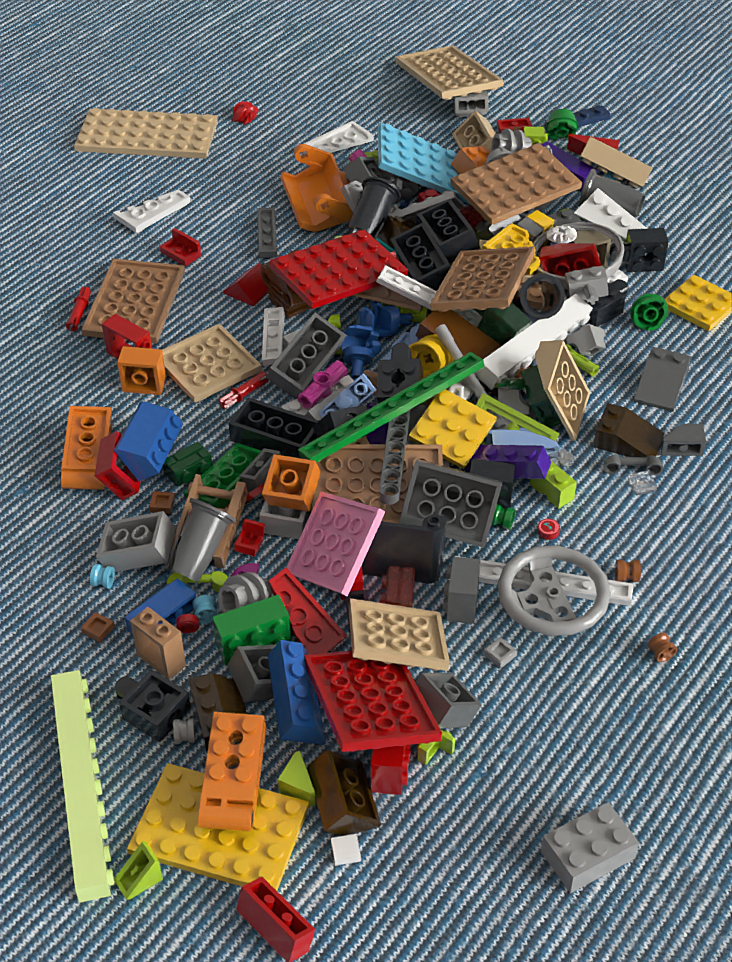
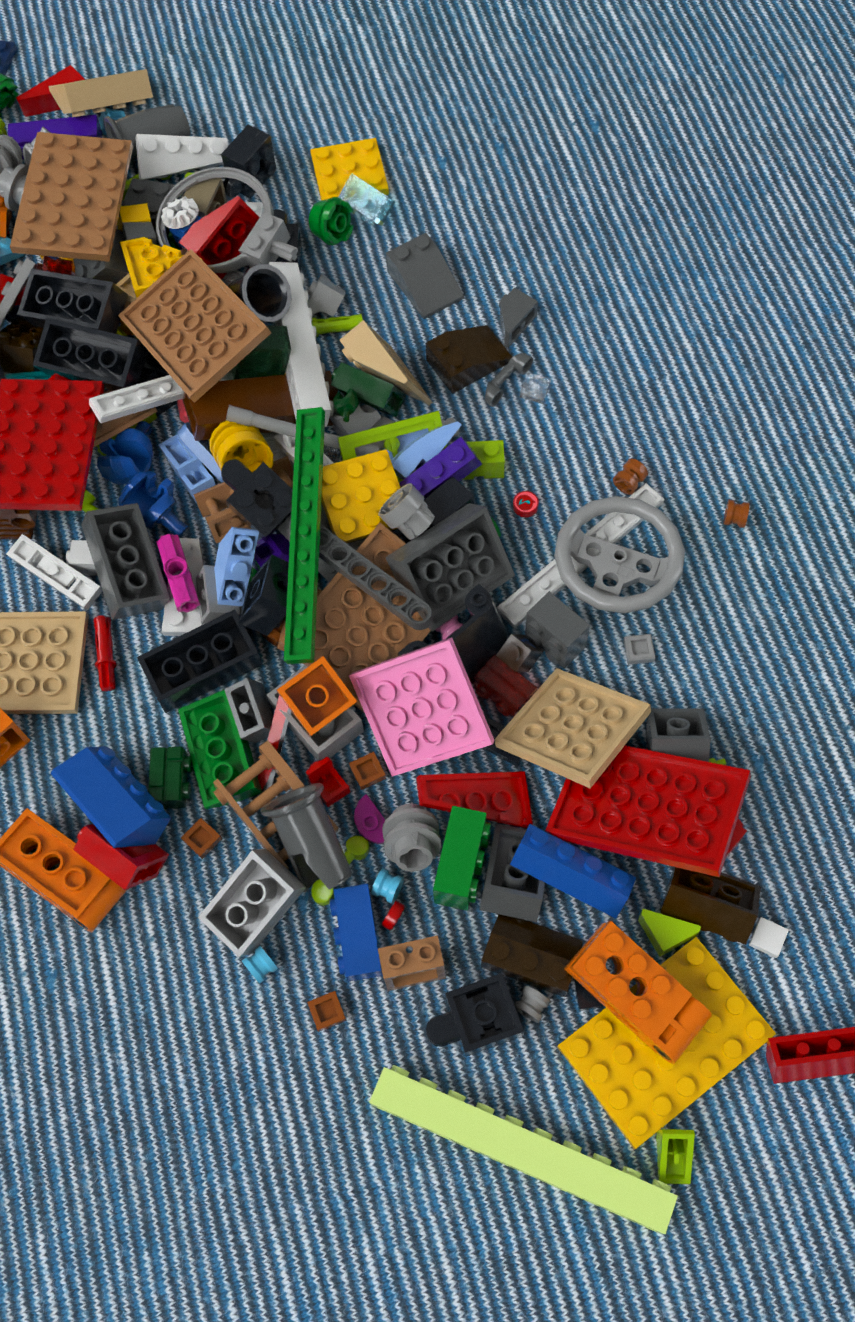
camera: 50 degrees left, 20 degrees up
(276, 555) = (367, 770): none -> dark orange plate
(428, 581) = (519, 653): none -> dark brown brick
(459, 449) = (407, 512): none -> light grey piece
(684, 318) = (366, 200): none -> clear light blue brick

